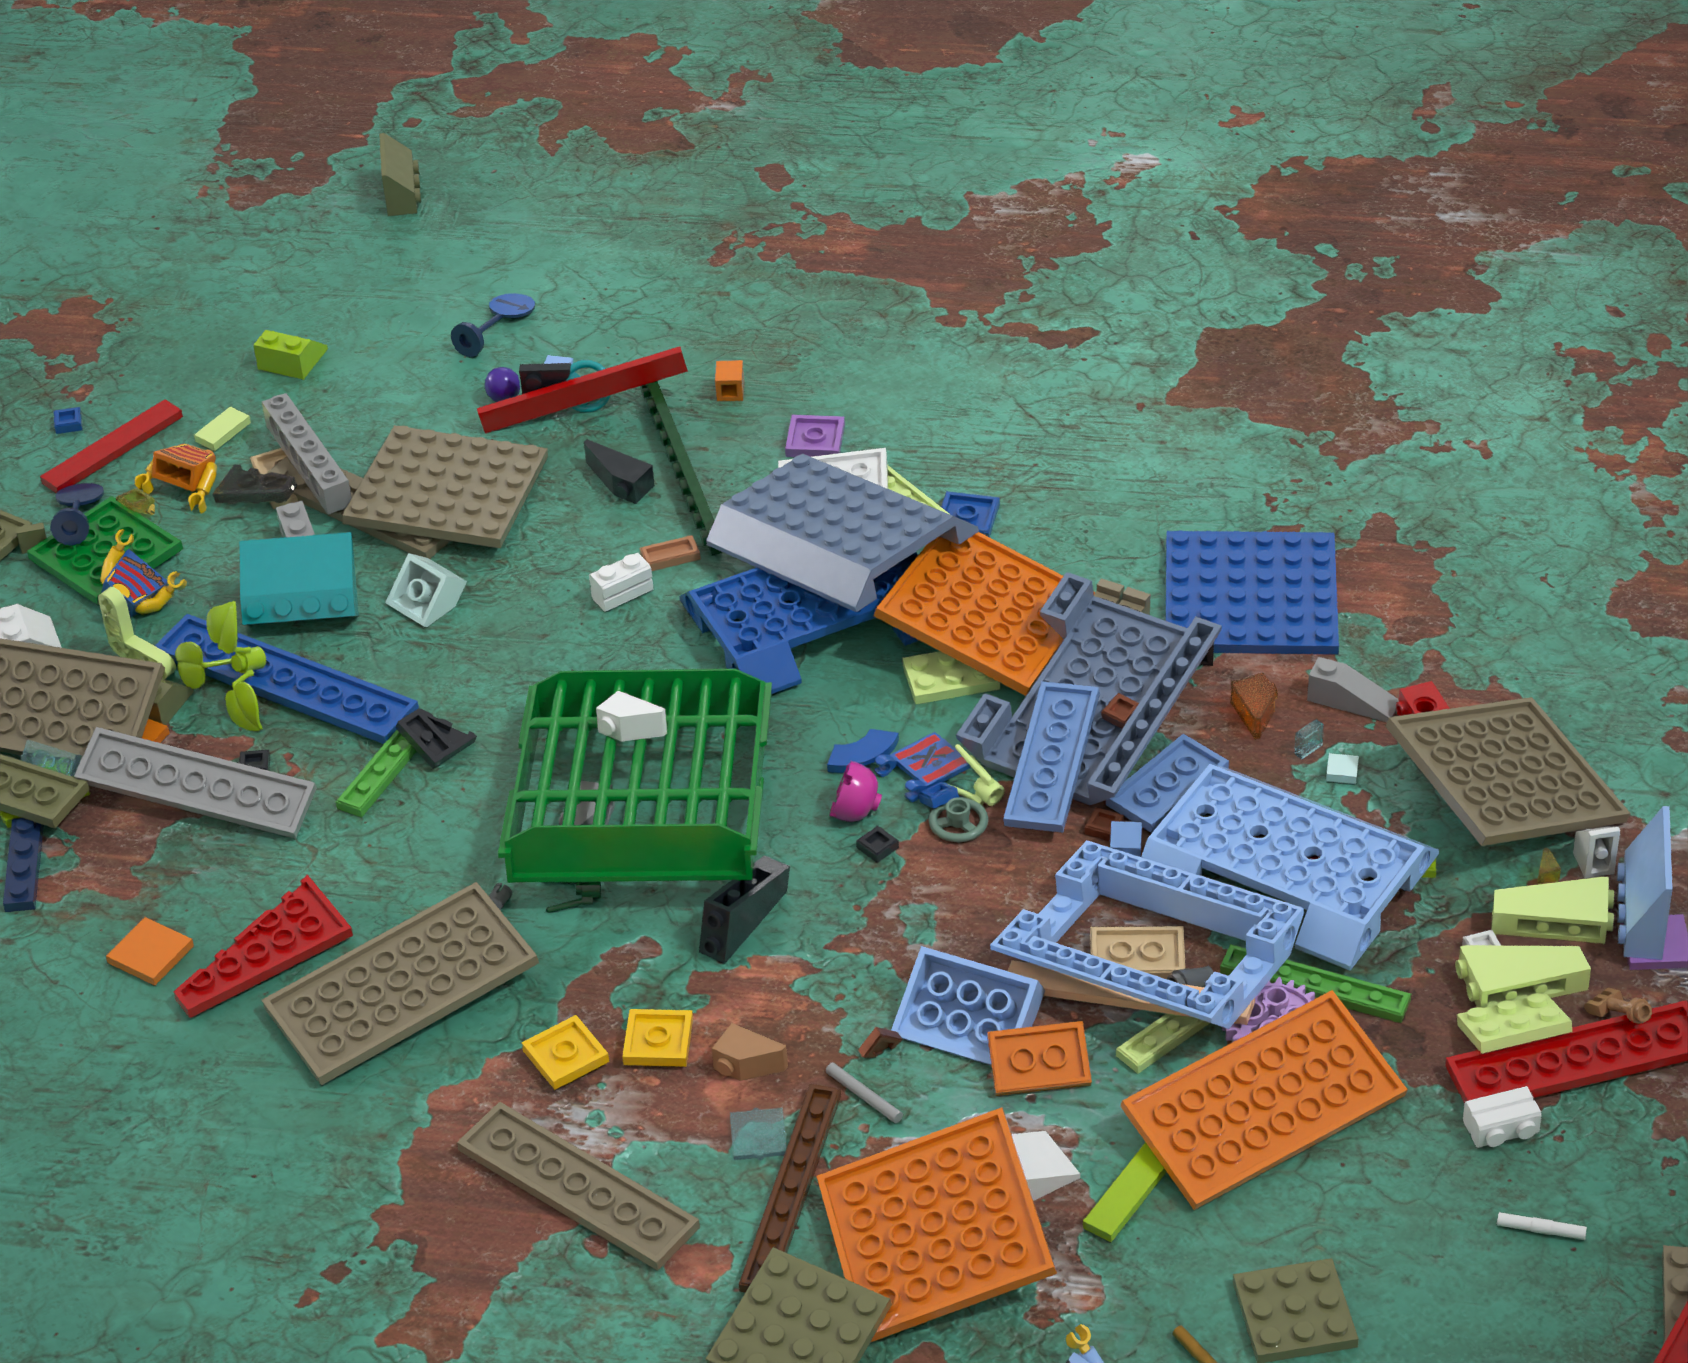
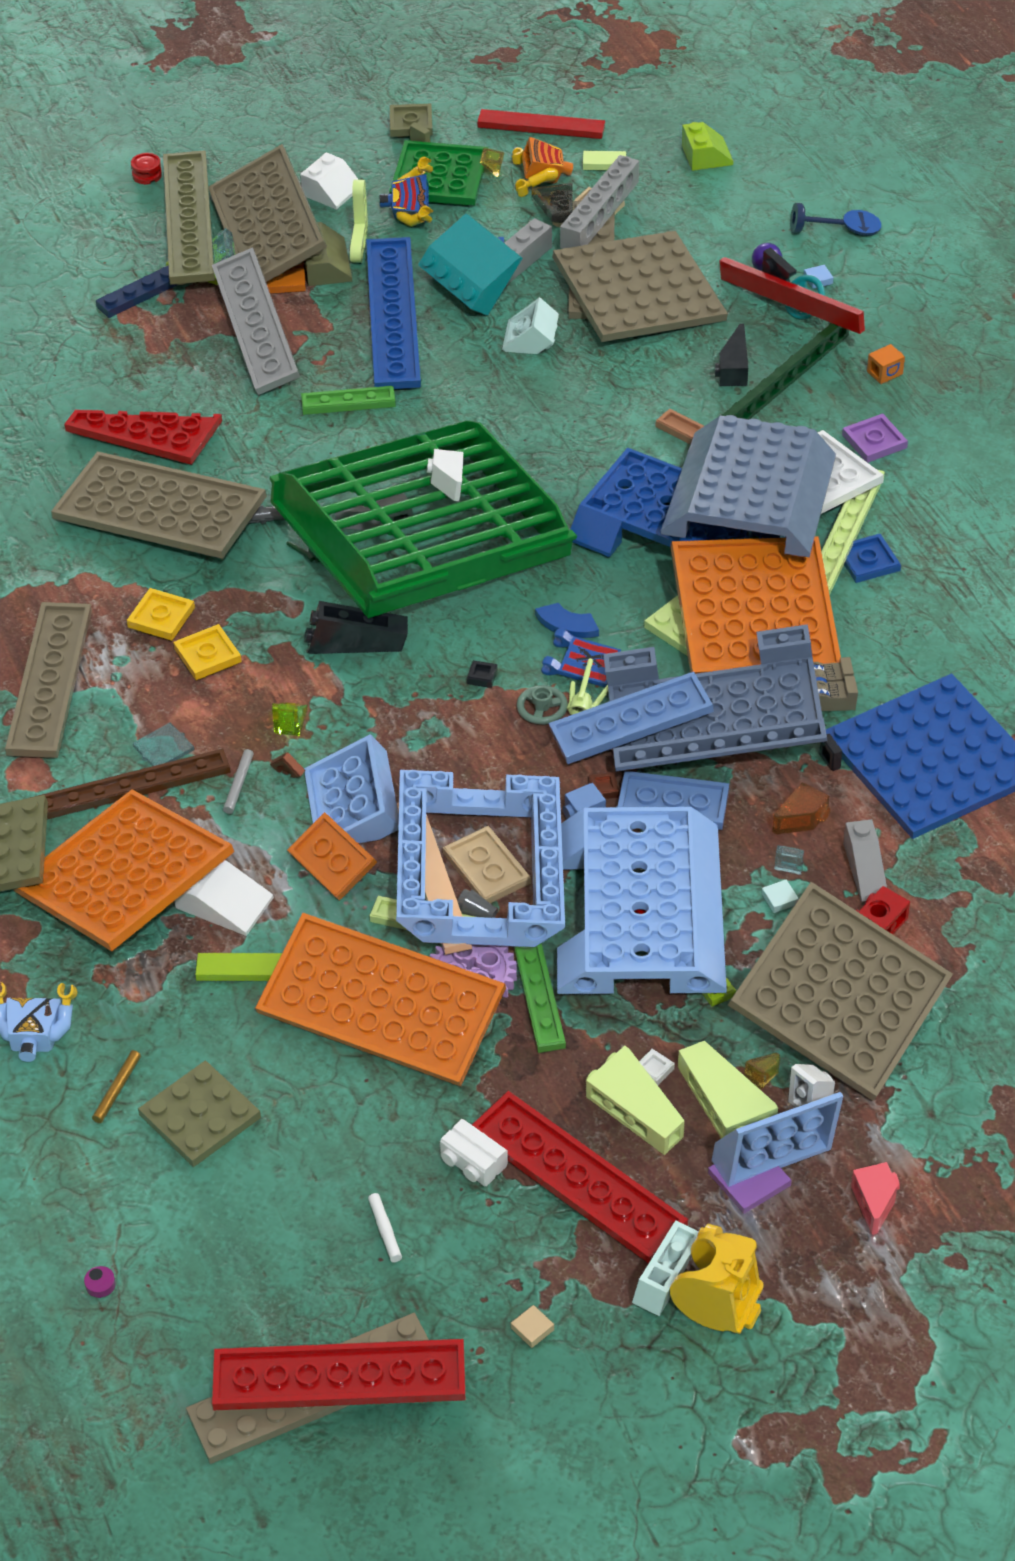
camera: 55 degrees right, 5 degrees up
(67, 420) = (547, 93): blue tile -> none
(69, 524) = (433, 140): dark blue piece -> none
(149, 951) = (108, 383): orange tile -> none
(222, 629) = (378, 280): lime plant -> none
(256, 758) = (307, 341): black tile -> none
(399, 177) = (929, 96): olive slope -> none
(433, 736) = (393, 405): black wing -> none
(621, 581) = (622, 415): white brick -> none
(747, 1054) = (221, 701): medium nougat slope -> none
(812, 1010) = (288, 717): none -> clear neon green slope
(856, 794) = (510, 634): dark pink cylinder -> none
(938, 795) = (553, 680): blue tile -> none
(1119, 710) = (707, 727): copper tile -> none
(1514, 1022) = (578, 1118): yellowish green plate -> none
(1637, 1010) = (642, 1186): medium nougat hinge -> none

